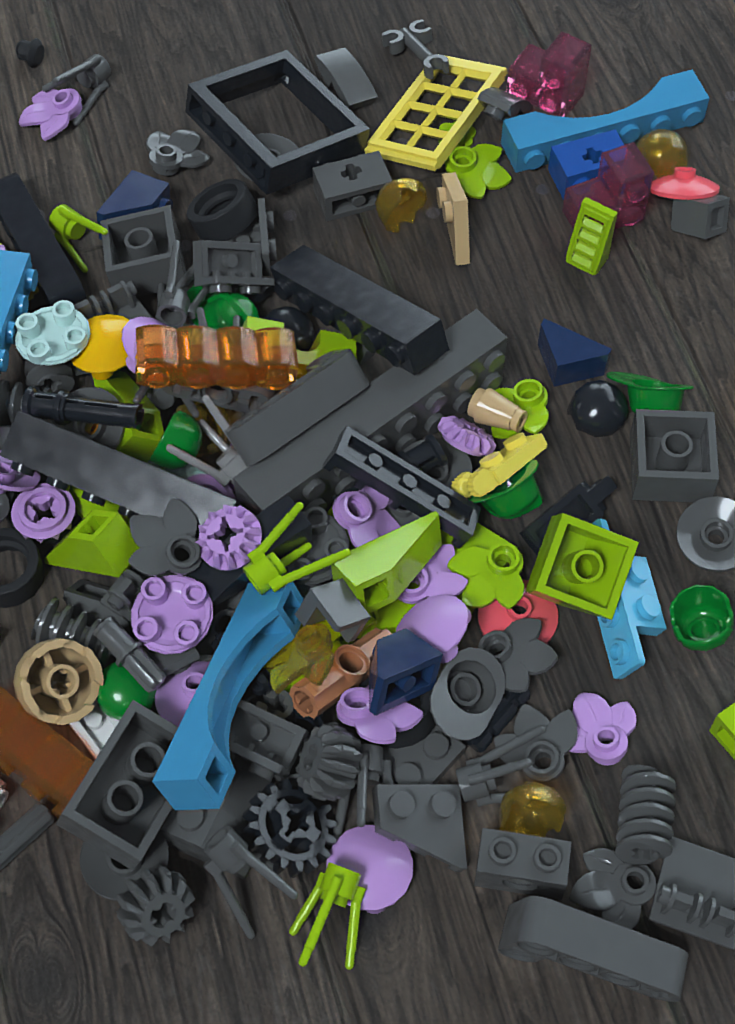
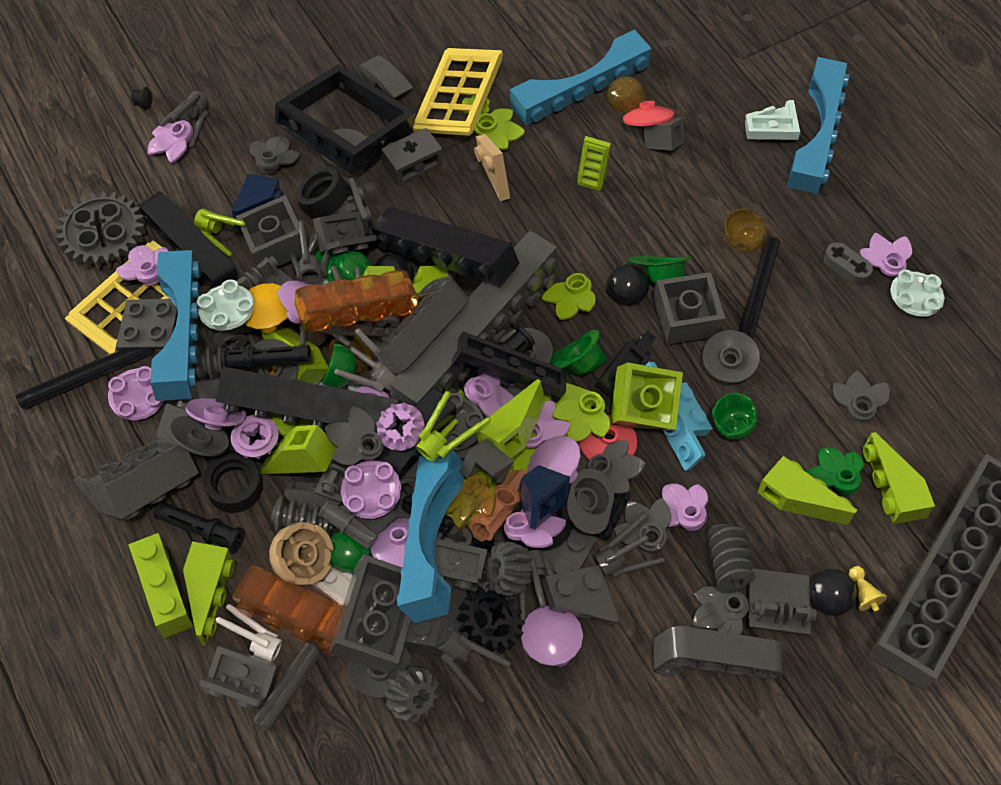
camera: 15 degrees left, 0 degrees up
(336, 888) = (536, 652): lime plant -> none
(399, 202) = (449, 162): clear yellow hair -> none
(414, 39) = (428, 39): dark grey bar -> none
(466, 436) = (542, 322): lavender gear -> none
(495, 410) = (558, 300): tan cone -> none
(499, 465) = (572, 338): light yellow hinge -> none
(502, 103) = (506, 78): dark grey slope -> none
(523, 863) = (656, 608): dark grey brick -> none
(531, 809) = (652, 573): clear yellow hair -> none
(551, 77) = (536, 52): clear pink brick -> none
(570, 355) = (598, 250): dark blue slope -> none
(580, 159) = (578, 111): blue brick -> none
(621, 185) = (605, 122): clear pink brick -> none

